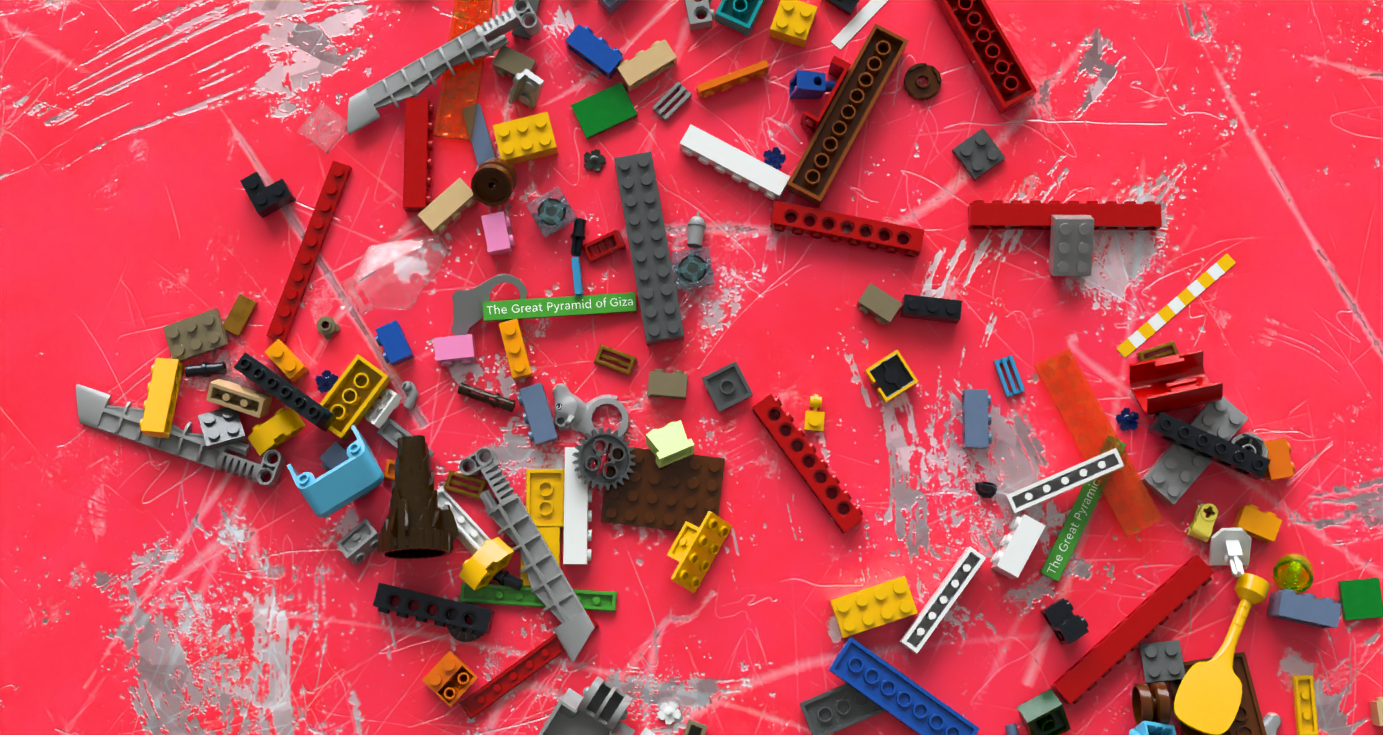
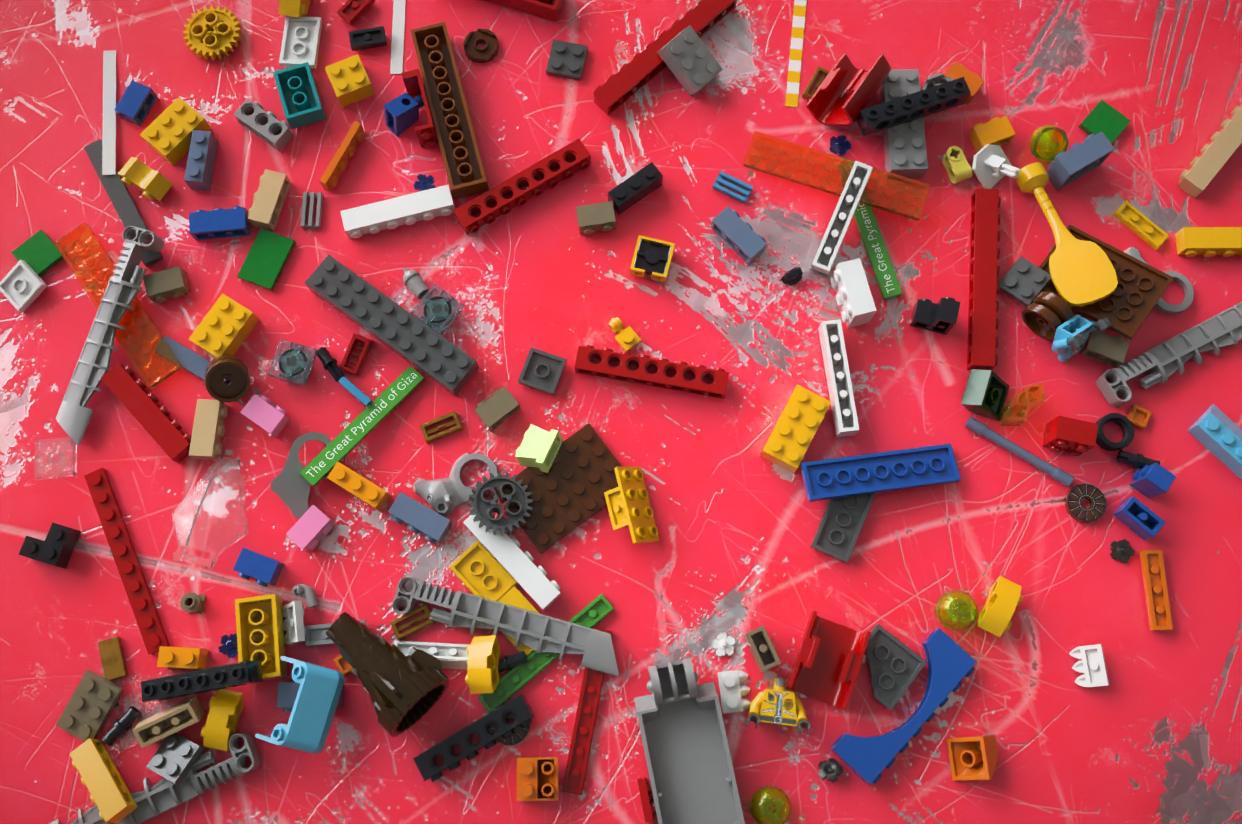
camera: 45 degrees left, 5 degrees down
(359, 542) = (369, 742): light grey bracket -> none
(507, 404) = (348, 550): dark brown pin -> none
(526, 88) = (190, 291): light grey bracket -> none
(594, 160) = (291, 300): pearl dark grey plant -> none

